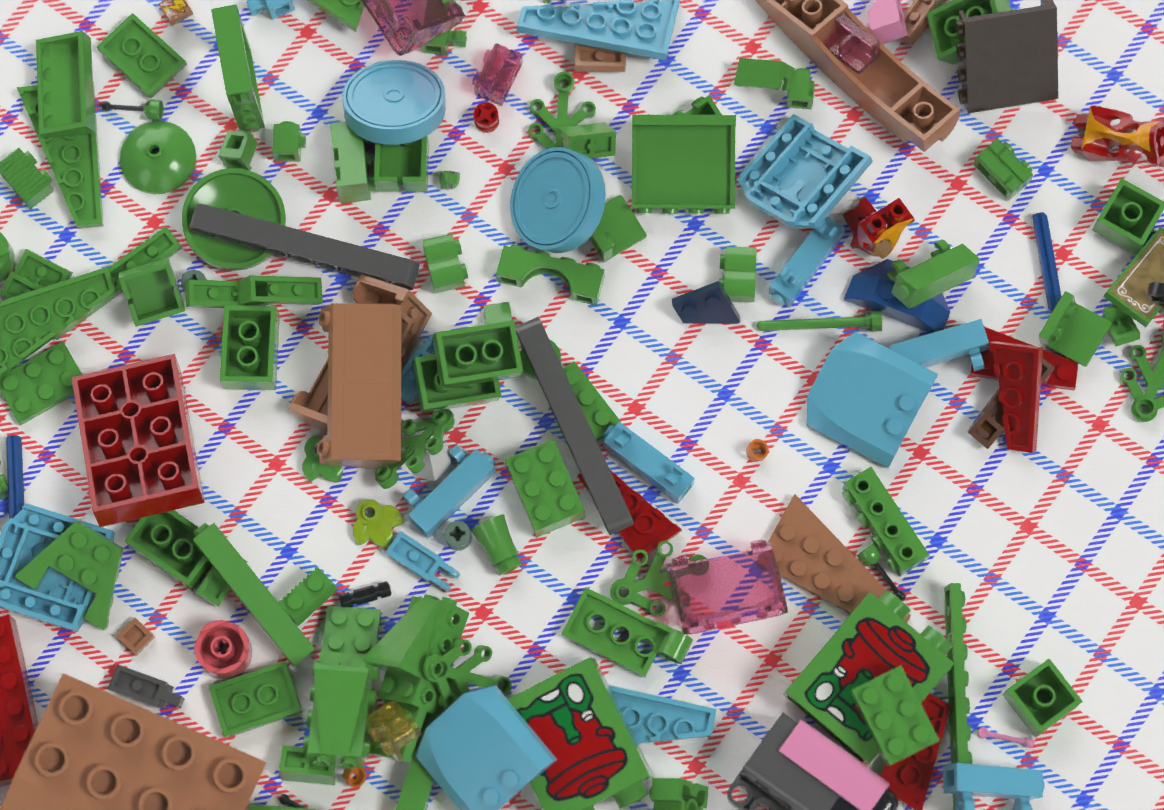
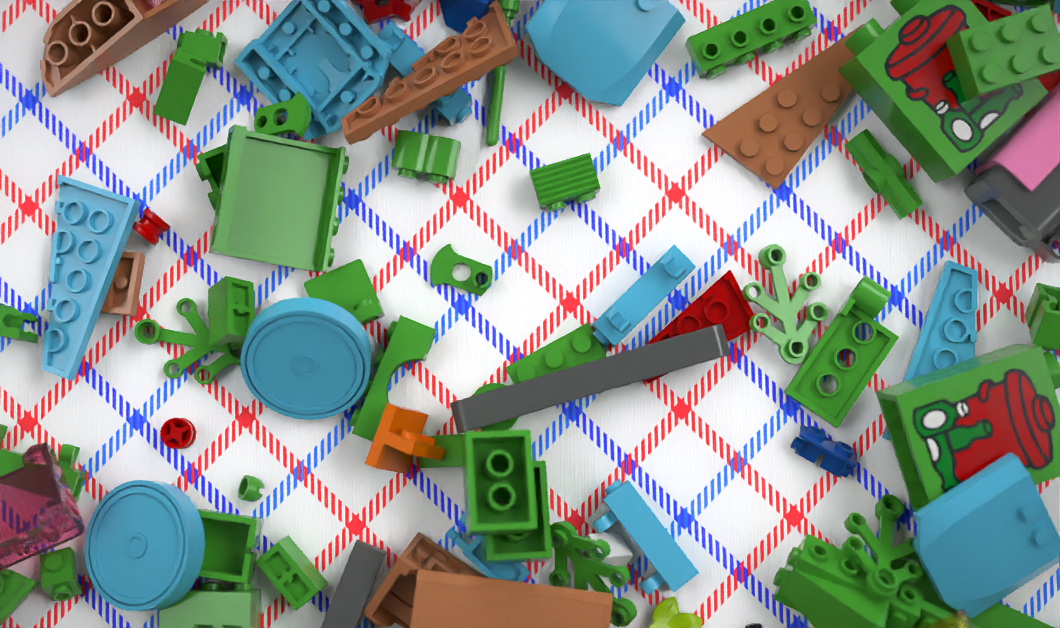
camera: 85 degrees left, 10 degrees up
(363, 46) = (59, 574): none -> bright green bracket
(387, 218) = (291, 572): none -> bright green hinge
(420, 560) = (725, 583): medium azure hinge -> none
(444, 263) = (359, 509): bright green brick -> none
(458, 540) = (696, 534): sand green wheel -> none
(497, 74) = (123, 411): clear pink brick -> none
(498, 544) = (720, 488): bright green plant -> none
(503, 283) = (400, 439): none -> orange bracket
(538, 639) = (836, 455): none -> blue hinge
(545, 488) = (660, 423): bright green brick -> none
(648, 71) = (151, 226): none -> red wheel
(648, 302) = (443, 266): none -> bright green piece
(706, 306) = (461, 200): dark blue wing -> none
(726, 589) = (820, 226): clear pink windscreen -> none
(734, 387) = (565, 182): none -> bright green brick
(744, 149) = (298, 117): none -> bright green piece
(755, 445) = (652, 167): orange hinge -> none
(782, 647) = (883, 174): none -> bright green piece
(805, 267) = (437, 74): none -> nougat wing
(871, 557) = (787, 57): hinge -> none

